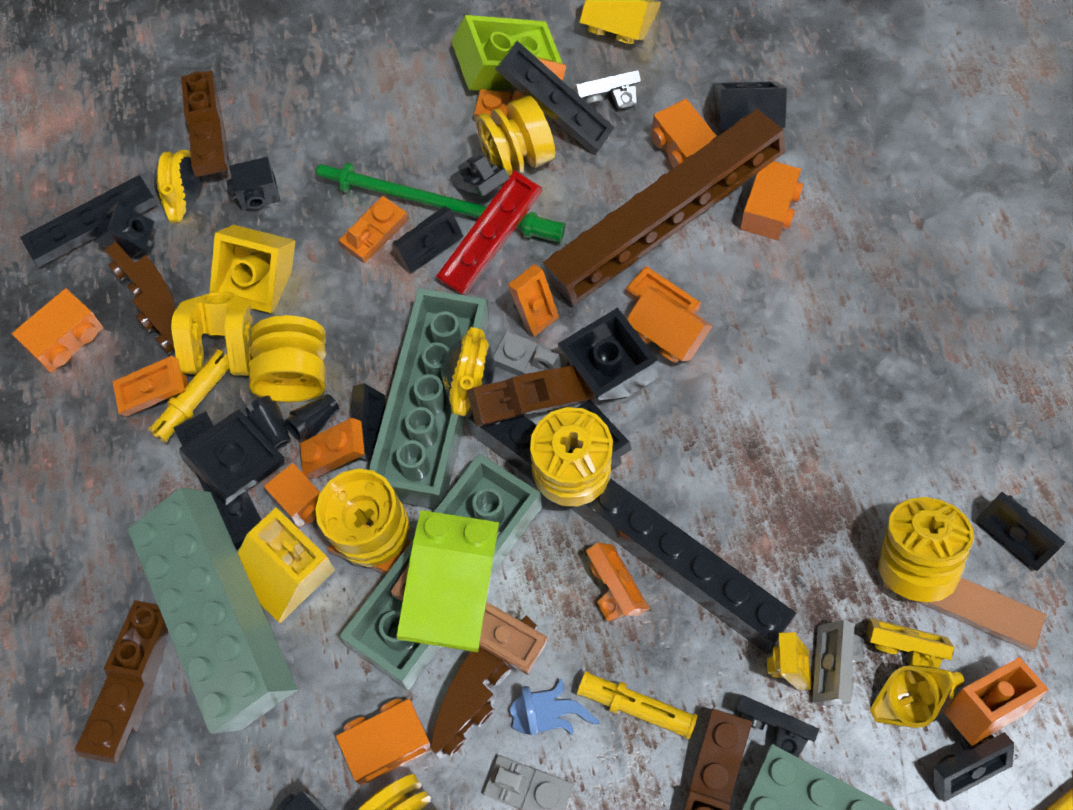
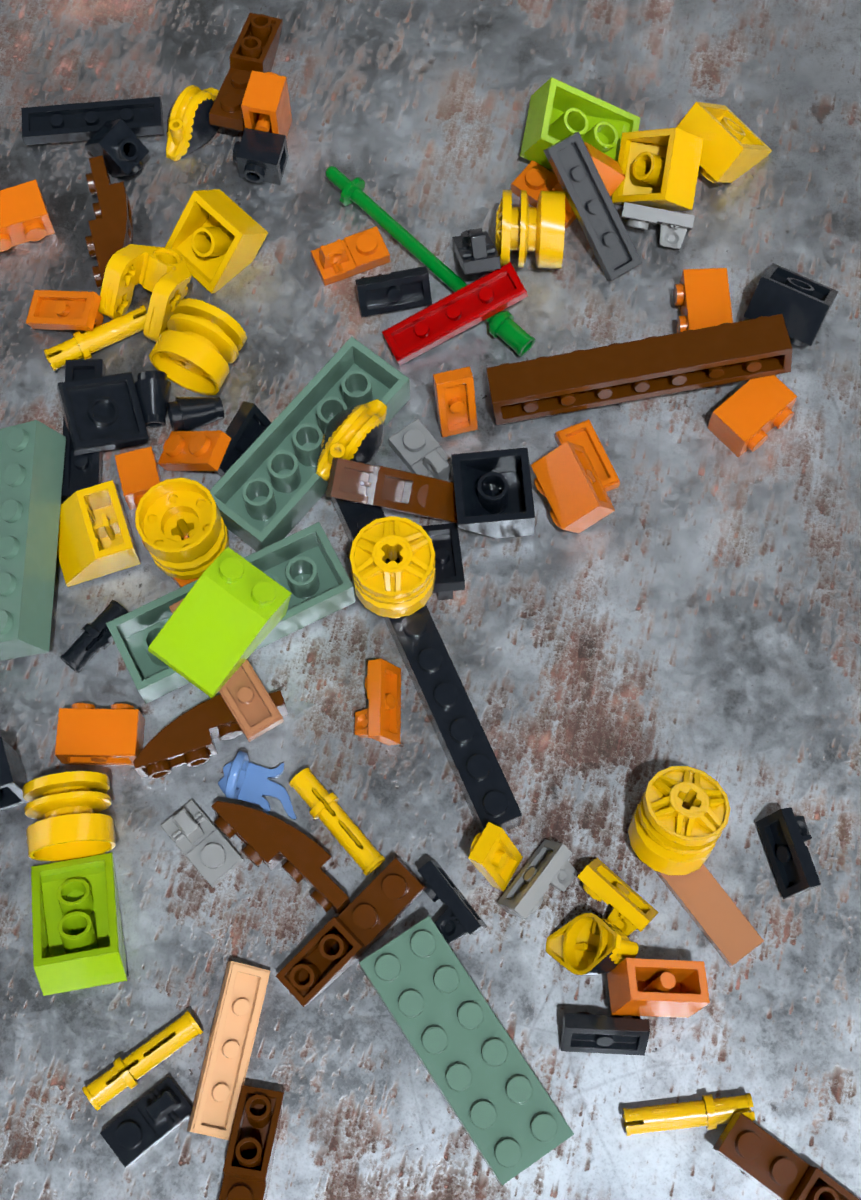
camera: 25 degrees right, 5 degrees up
(238, 136) = (267, 103): none -> orange brick
(329, 655) = (93, 638): none -> black pin
(588, 47) = (659, 168): none -> yellow slope
(590, 751) = (273, 840): none -> reddish brown slope

